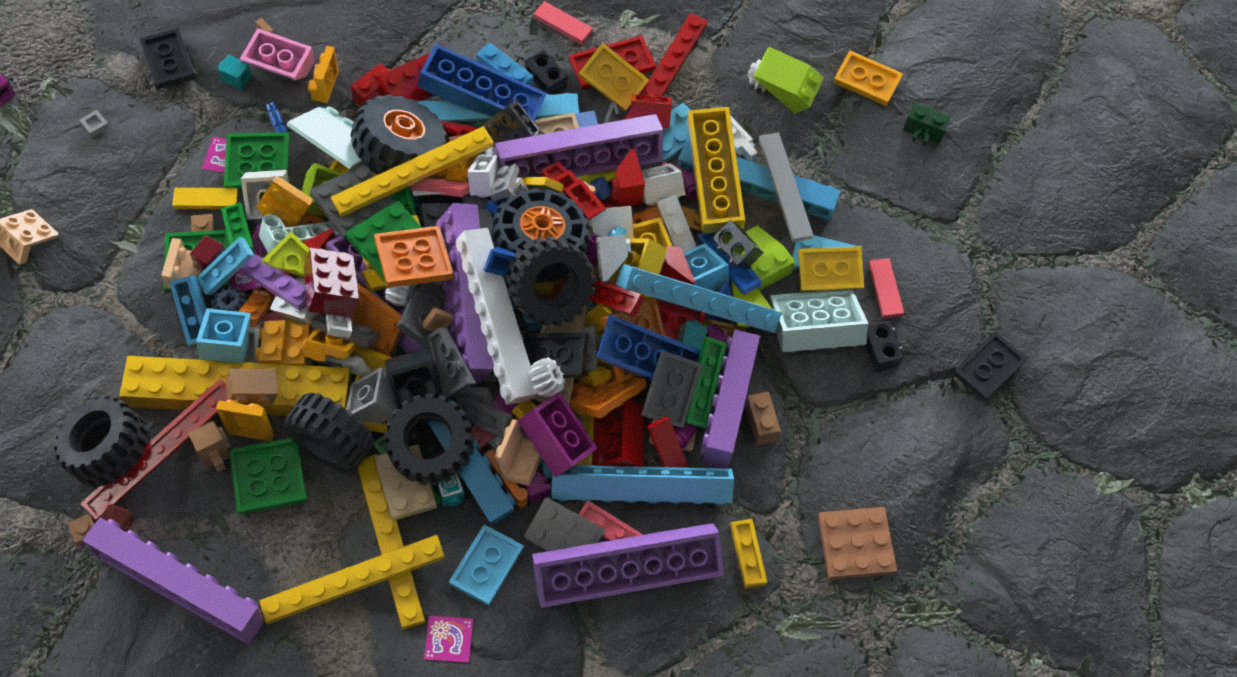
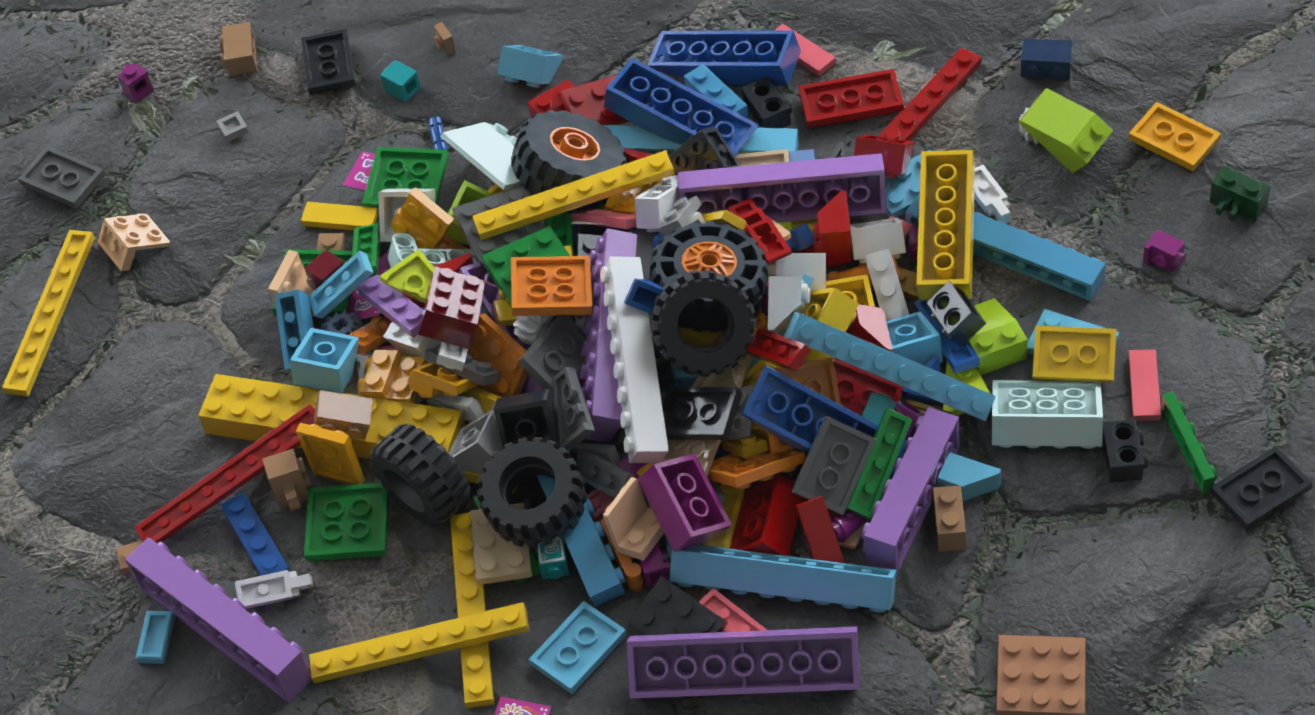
camera: 25 degrees right, 10 degrees down
(86, 52) = (238, 48): none -> medium nougat brick
(118, 451) = (167, 460): black tyre -> none
(118, 600) = (155, 637): none -> medium azure tile
(119, 515) = (175, 543): clear red slope -> none
(189, 499) = (253, 535): none -> blue plate
(213, 545) = (271, 588): none -> white hinge
(278, 55) = (453, 64): bright pink slope -> none
(324, 76) = (500, 90): light orange plate -> none
(348, 49) = (528, 64): none -> medium azure slope
(437, 319) = (567, 357): medium nougat plate -> none
(510, 31) = (729, 55): none -> blue slope
(546, 377) = (680, 433): white gear -> none
(613, 76) = (845, 111): yellow plate -> none
(748, 553) = (900, 673): yellow tile -> none
(758, 19) = (1046, 58): none -> dark blue brick
(769, 380) = (971, 475): none -> medium azure slope
(785, 187) = (1034, 253): light grey tile -> none
(880, 175) = (1164, 251): none -> magenta brick
(933, 340) = (1186, 438): none -> green plate

